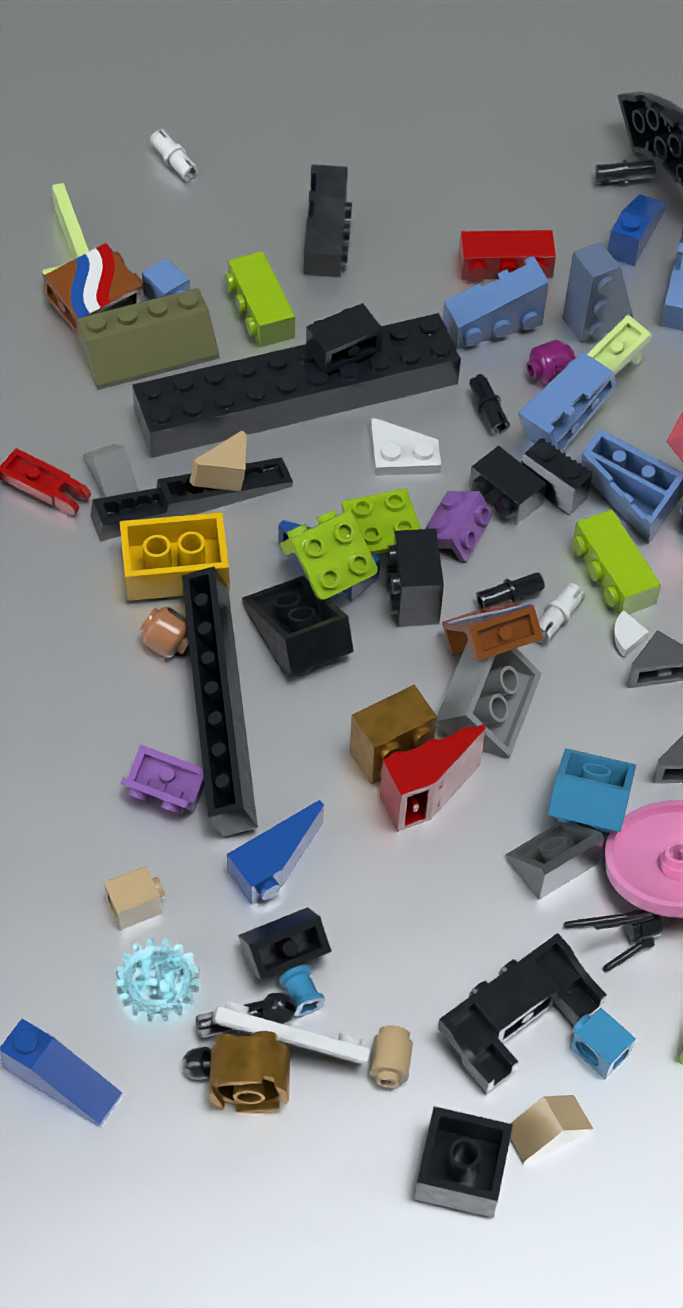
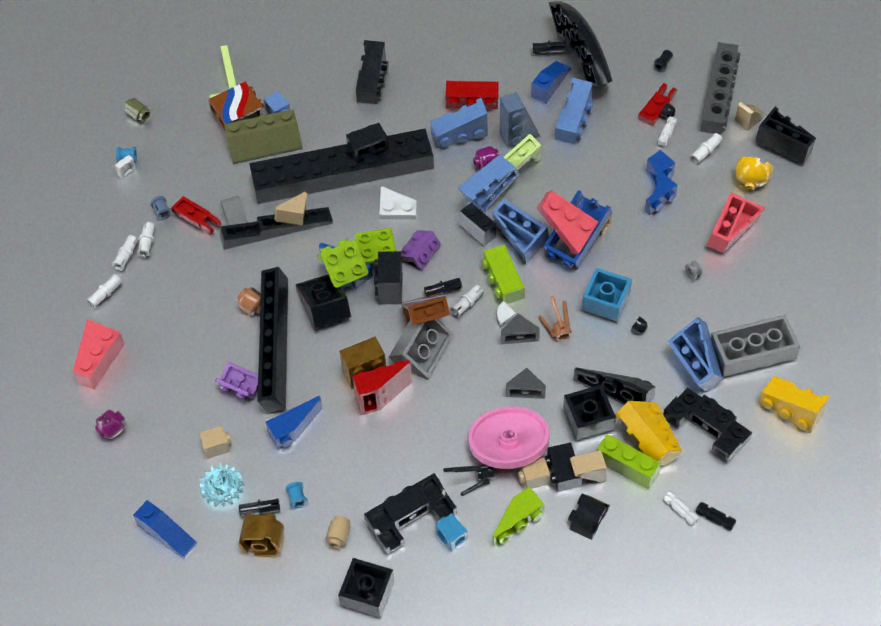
camera: 10 degrees right, 0 degrees up
(168, 547) = (258, 254): yellow brick -> none
(174, 155) = (293, 30): white pin -> none
(198, 1063) = (235, 526): black hinge -> none
(260, 299) = (328, 116): lime brick -> none
(276, 1013) = (280, 506): black hinge -> none
(284, 943) = (289, 470): black brick -> none
(345, 1048) = (314, 525): white plate -> none
(489, 404) = (448, 181): black axle -> none
(507, 485) = (450, 228): black brick -> none
(548, 1126) = (416, 573): tan slope -> none
(556, 856) = (444, 433): dark grey slope -> none
(591, 790) = (466, 398): dark azure brick -> none

